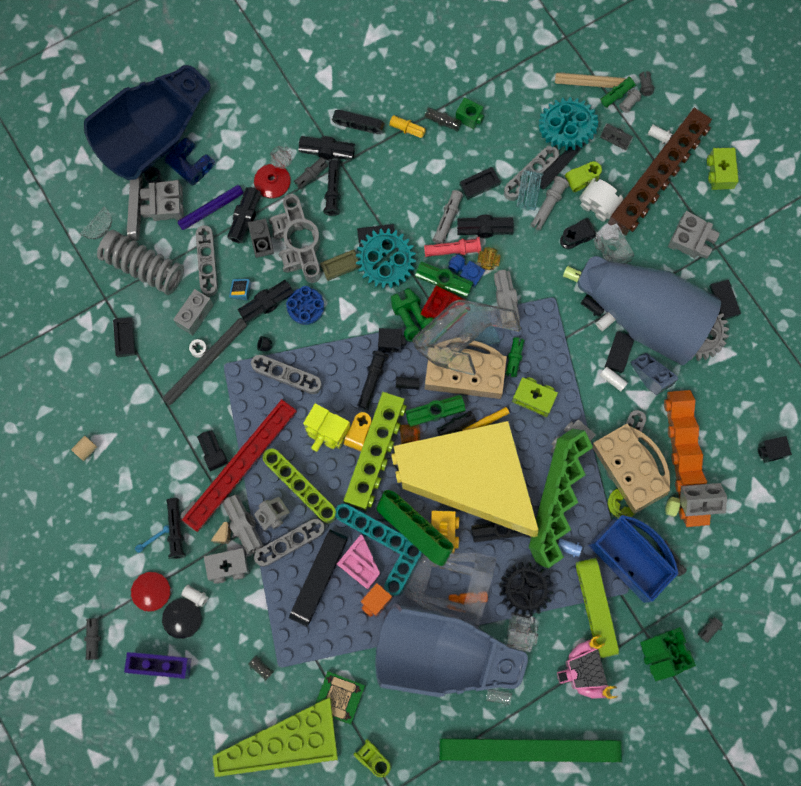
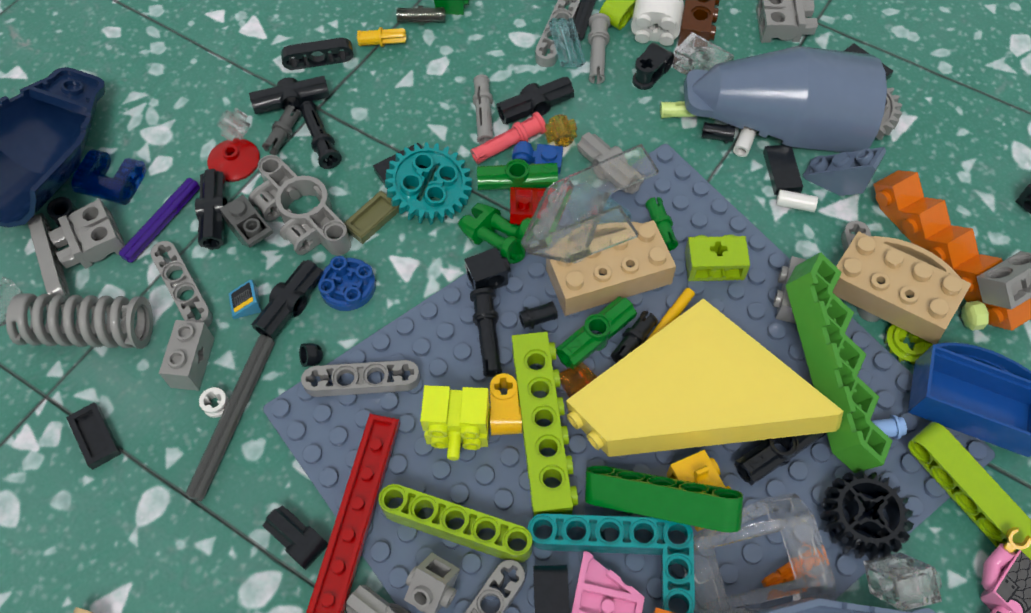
camera: 25 degrees left, 15 degrees down
(479, 183) = (502, 61): black tile -> none

